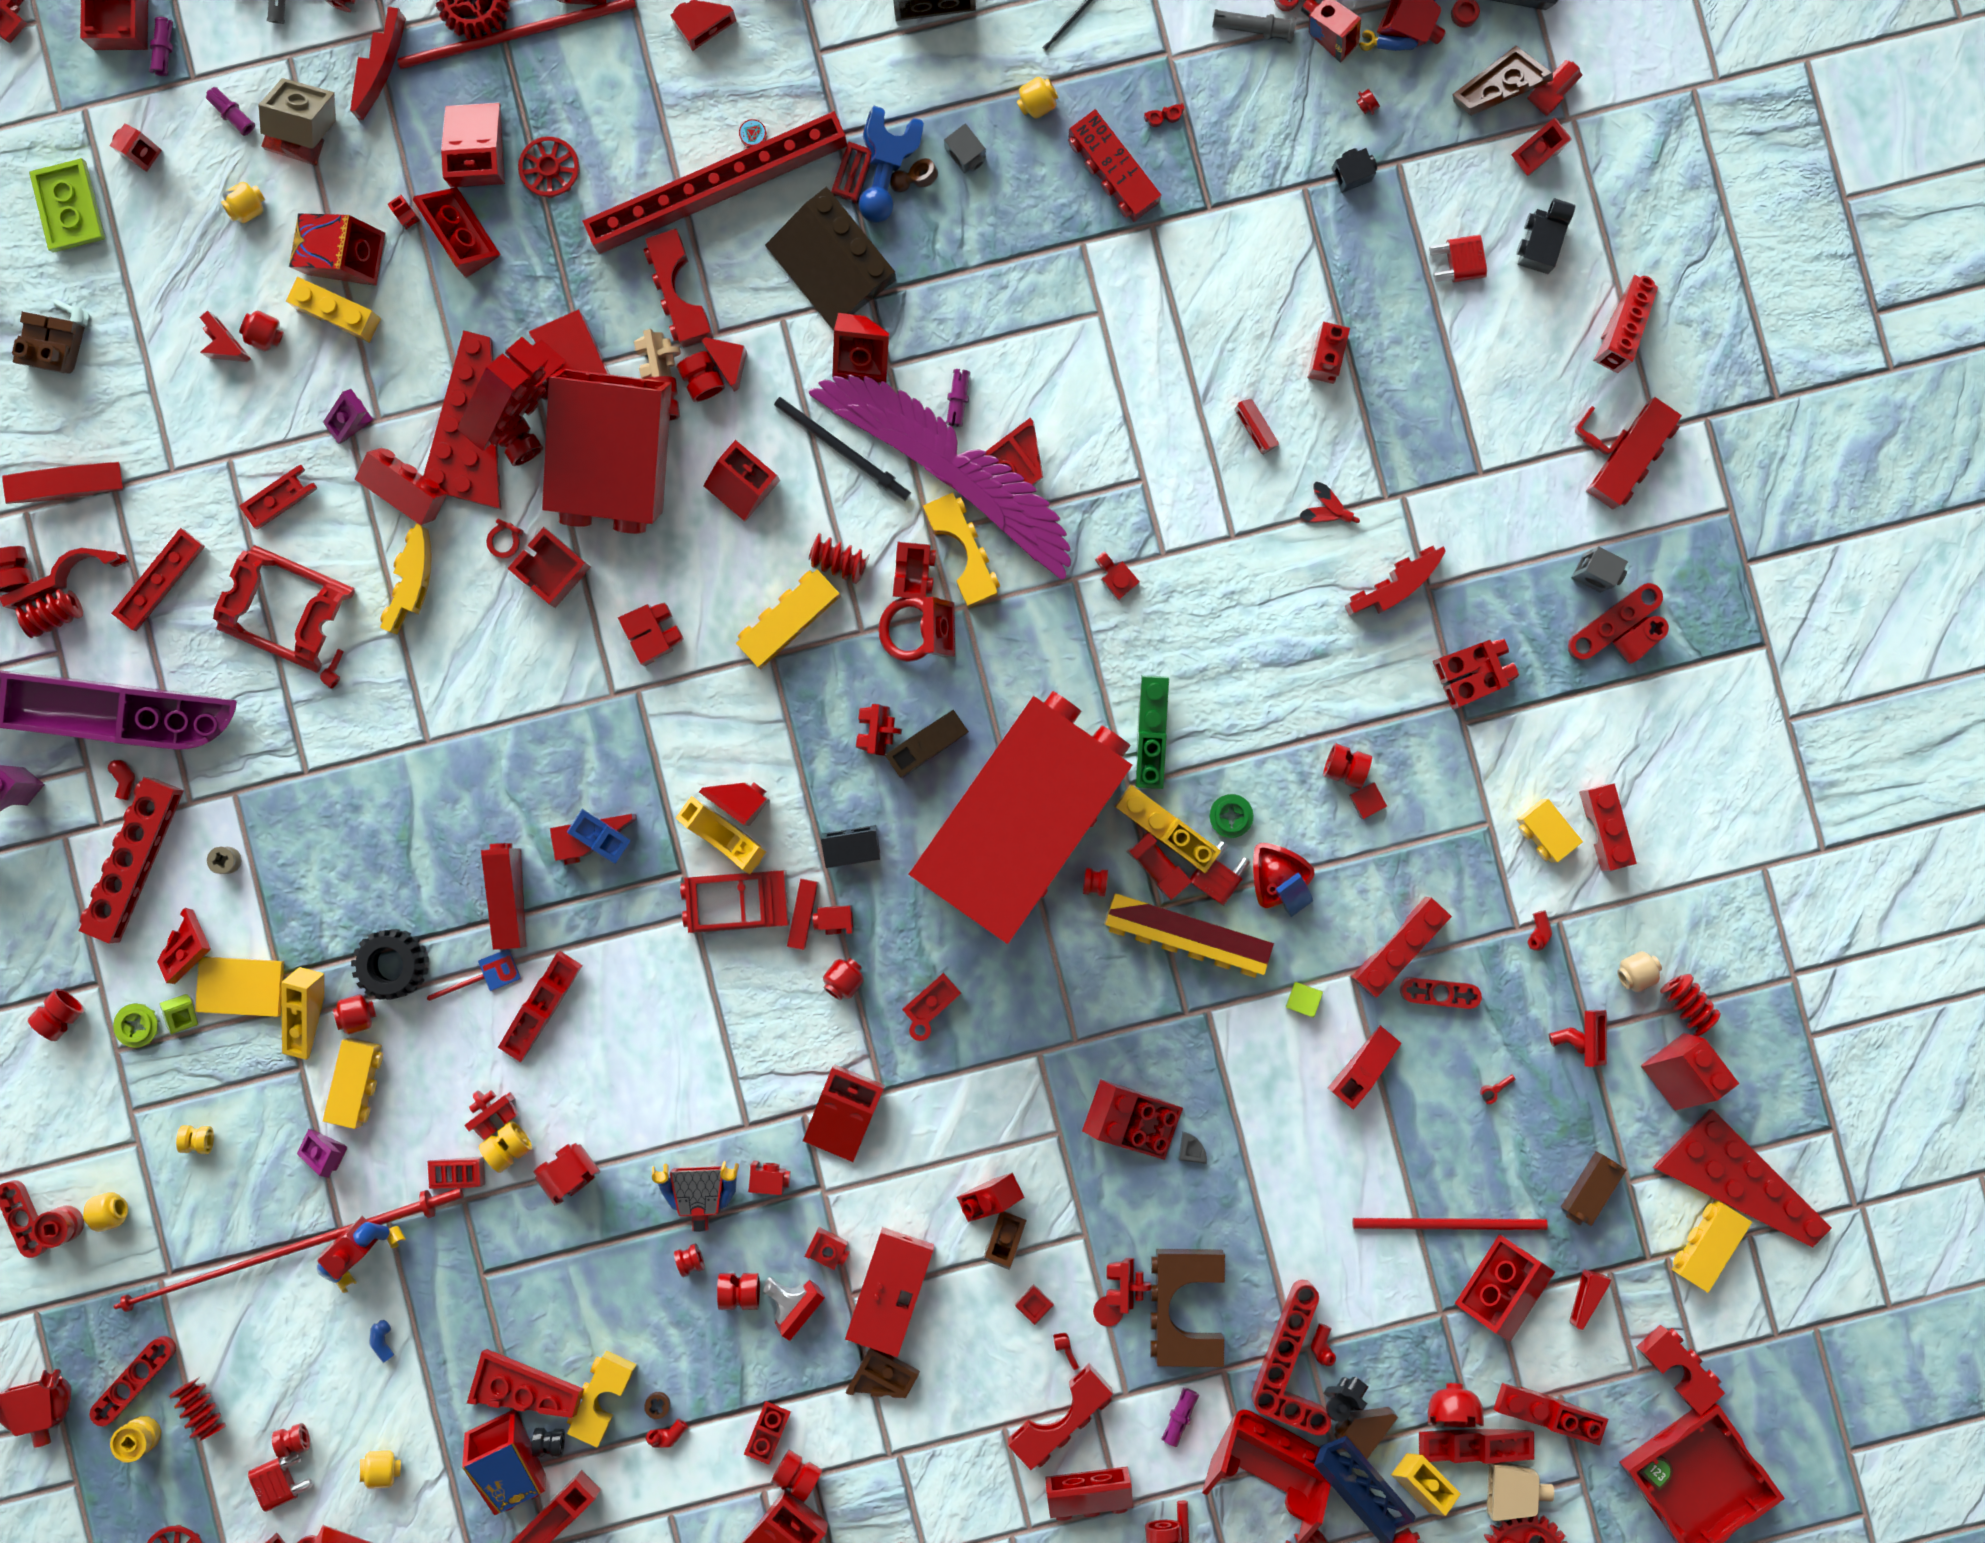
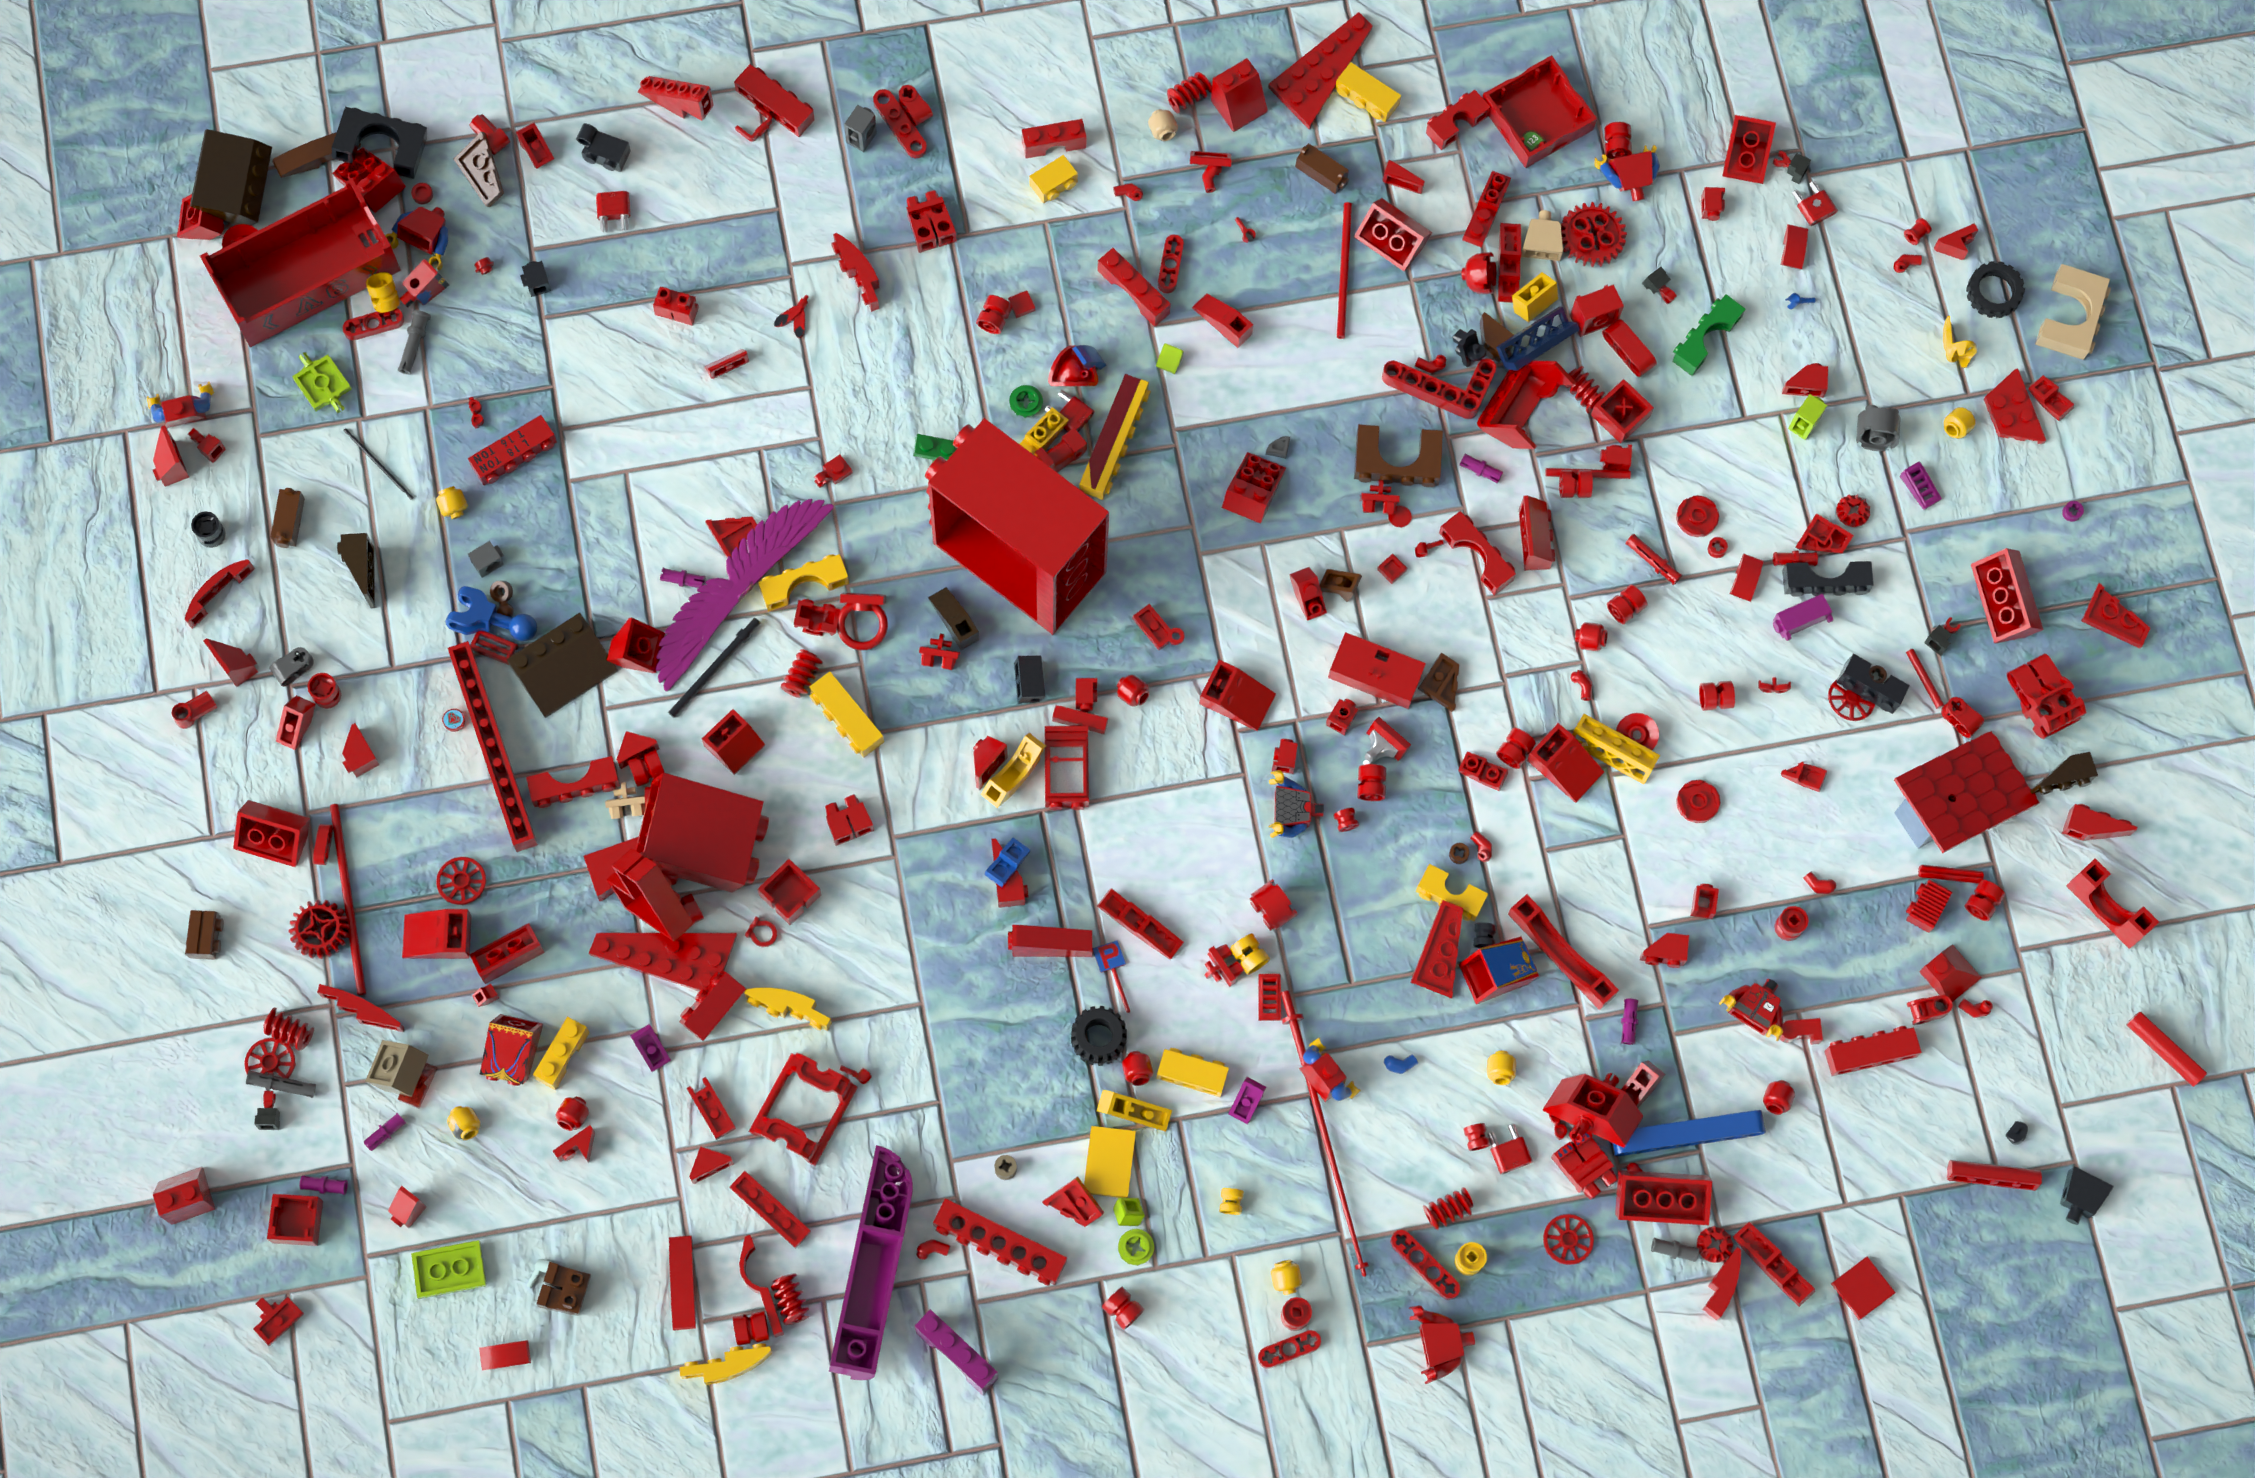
camera: 90 degrees left, 15 degrees down
(209, 501) = (708, 1163): none -> red slope

